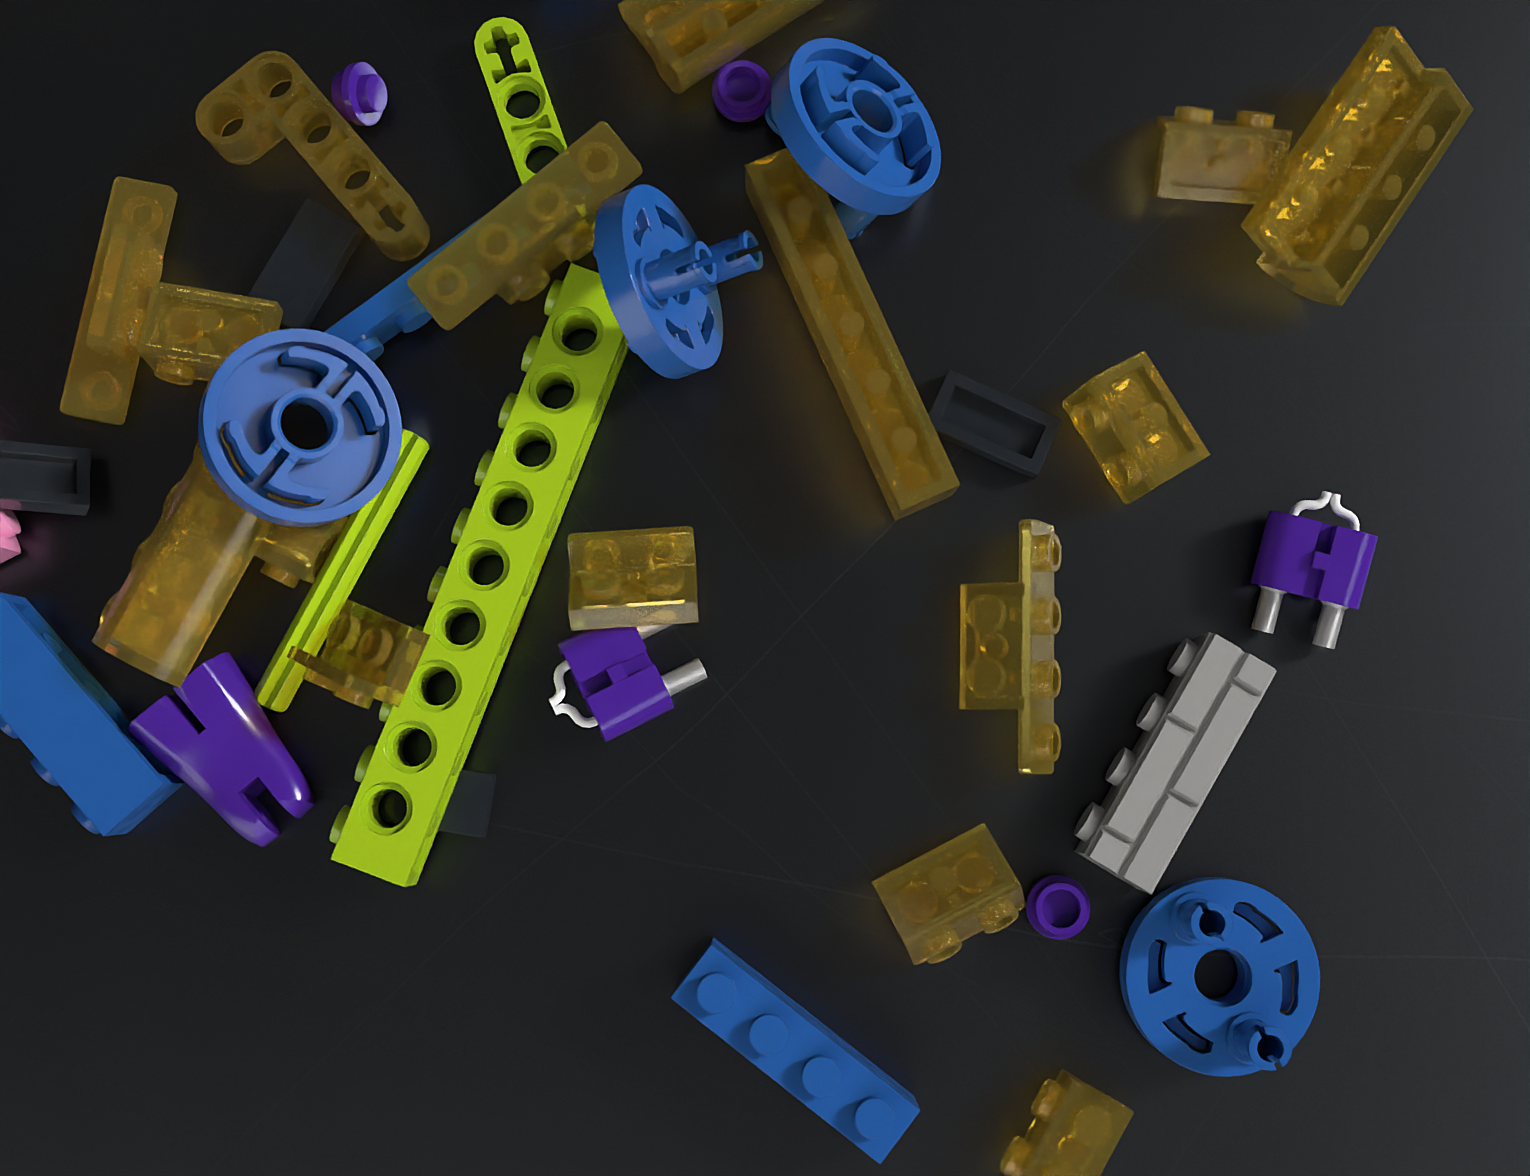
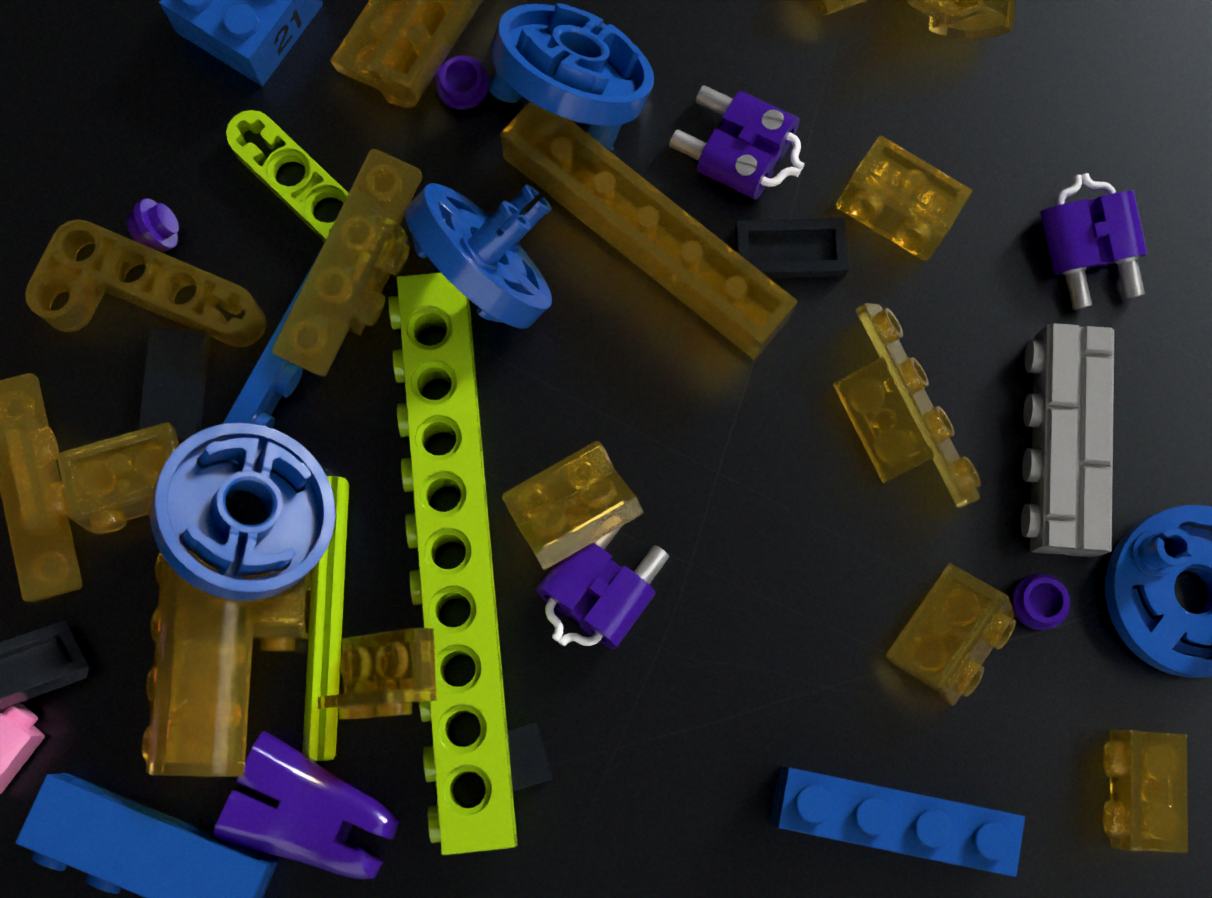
camera: 30 degrees left, 5 degrees down
(999, 294) = (745, 145): none -> dark purple piece

